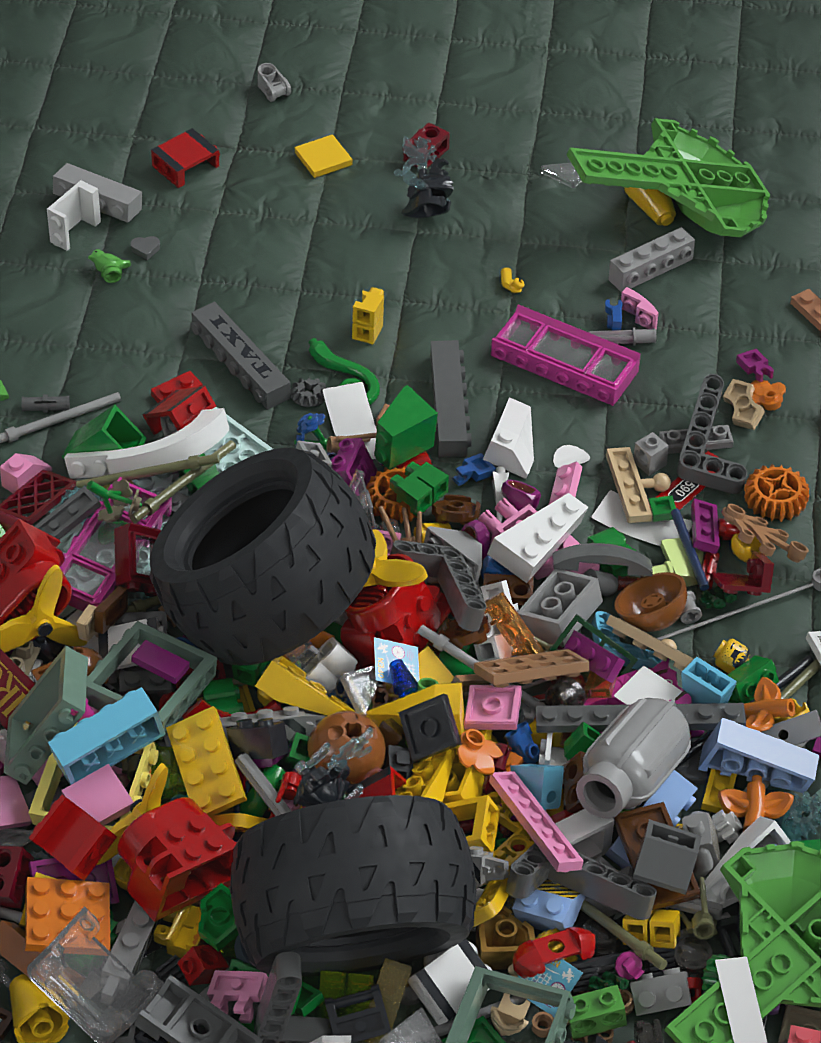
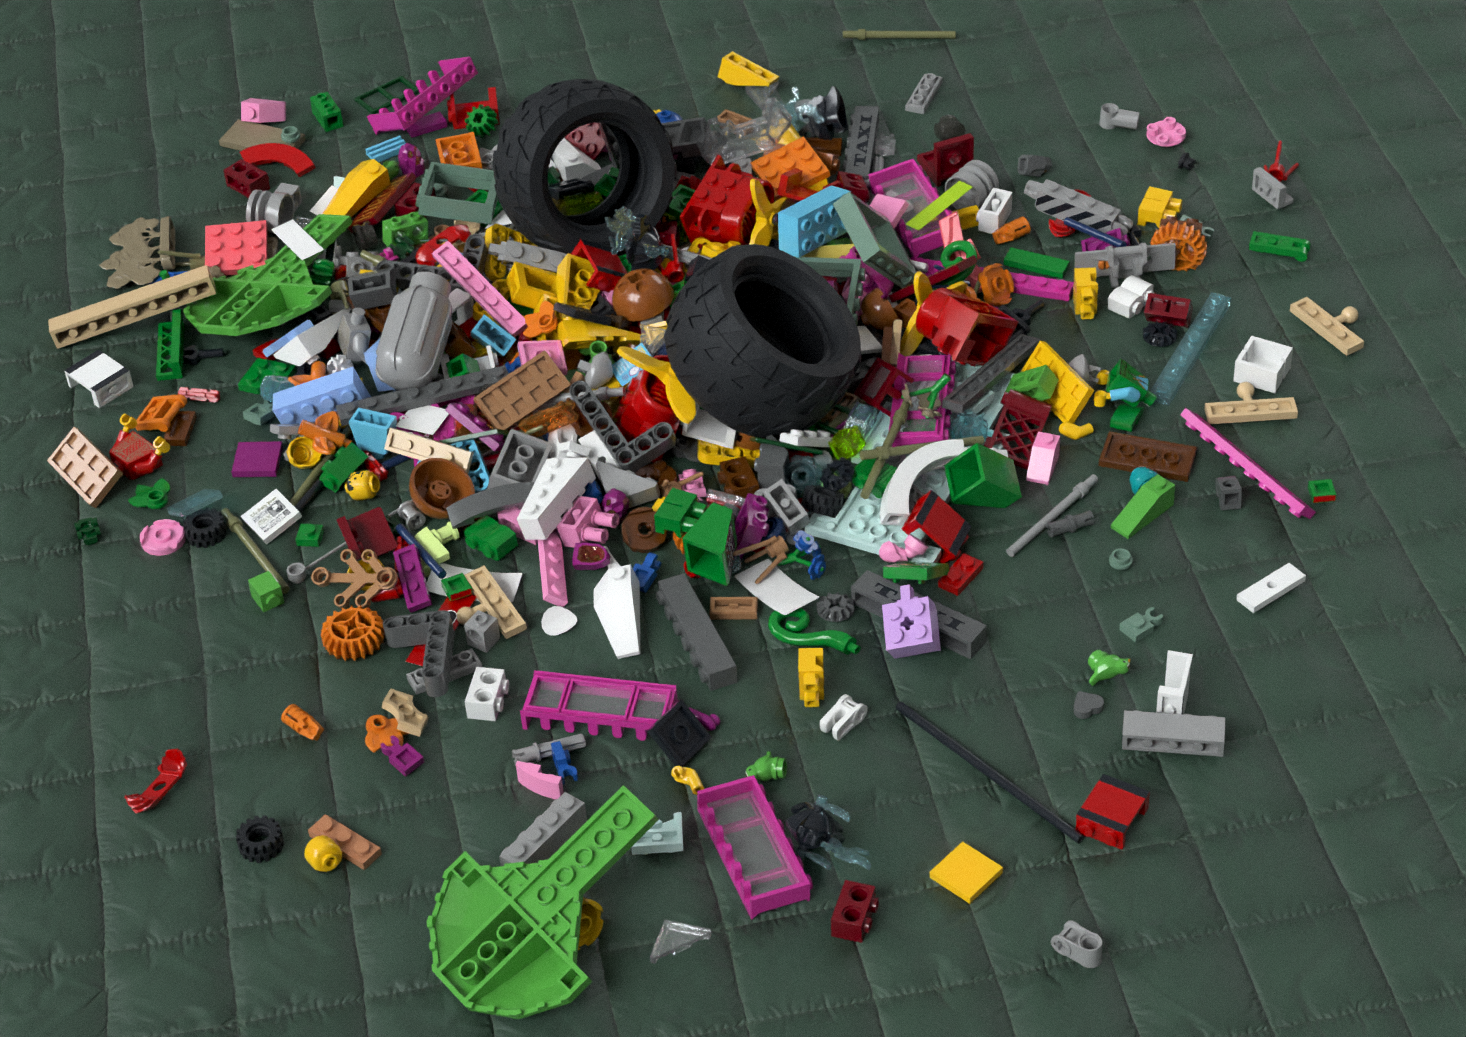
camera: 165 degrees right, 5 degrees down
(26, 356) = (1120, 559): none -> sand green plate
(53, 297) = (1140, 626): none -> sand green plate
(220, 379) = (915, 571): none -> green container
(231, 404) = (892, 553): none -> bright pink arm
(260, 321) = (910, 625): none -> lavender hinge
(293, 277) = (990, 773): none -> black piece
(353, 288) = (843, 717): none -> white piece
(402, 679) = (614, 342): clear blue cone -> none
(439, 670) = (597, 372): none -> light grey piece
(441, 266) = (768, 768): none -> bright green animal
(477, 322) = (709, 722): none -> magenta arm
(480, 210) = (753, 845): none -> window
(505, 303) = (679, 733): none -> black tile
(554, 242) = (661, 837): none -> light aqua wing
(663, 396) = (486, 694): none -> white brick
(799, 625) = (309, 535): none -> green plate

